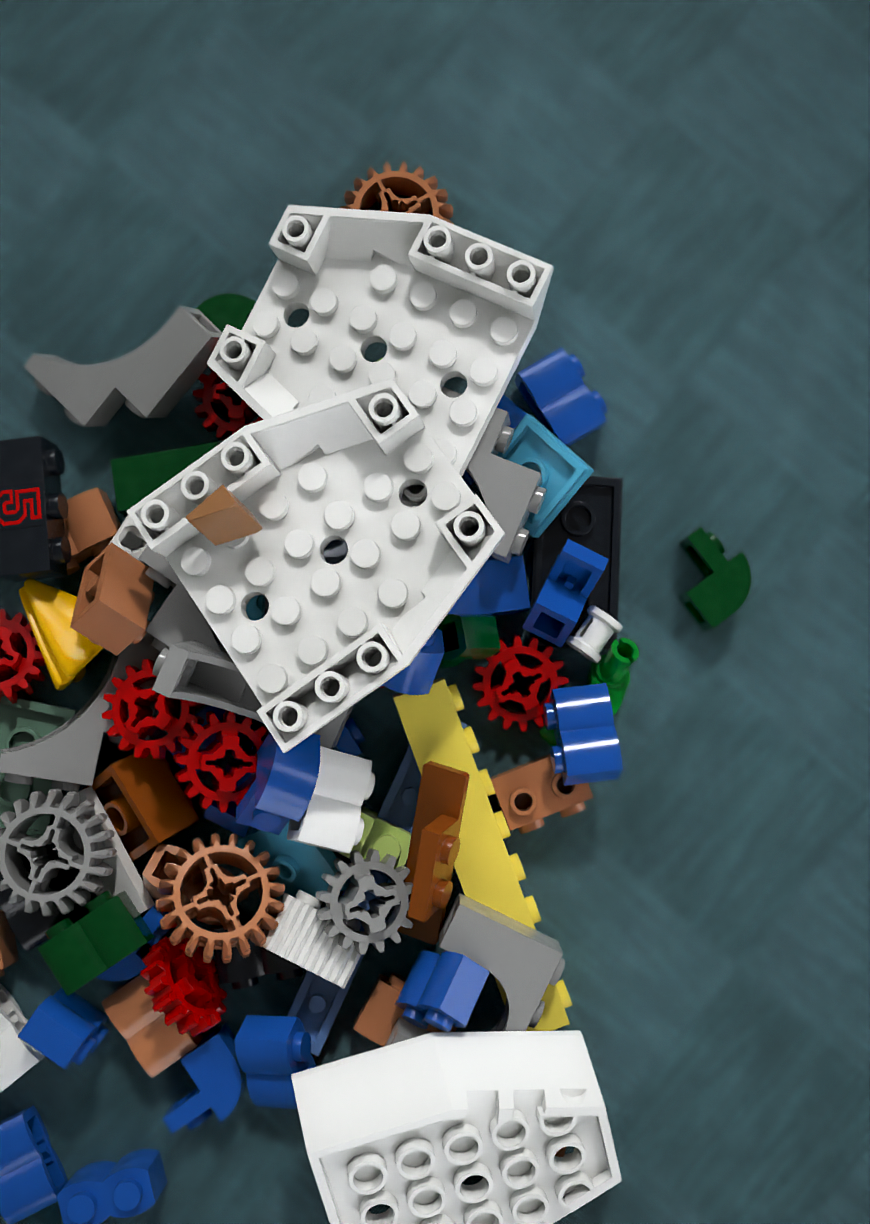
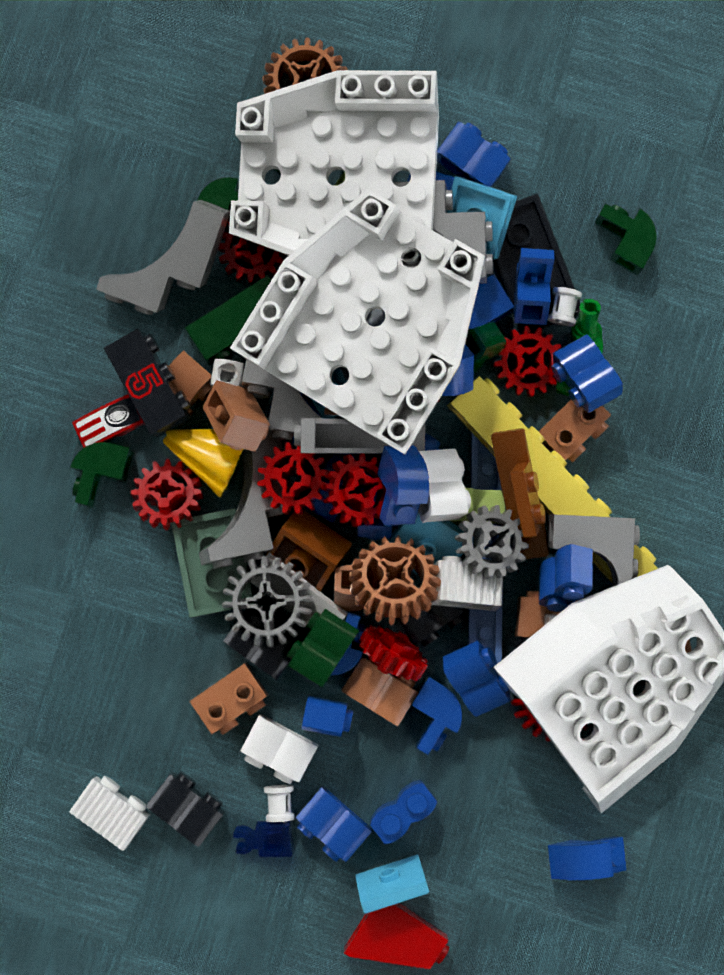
camera: 20 degrees left, 0 degrees up
(223, 518) = (297, 324): medium nougat slope -> none

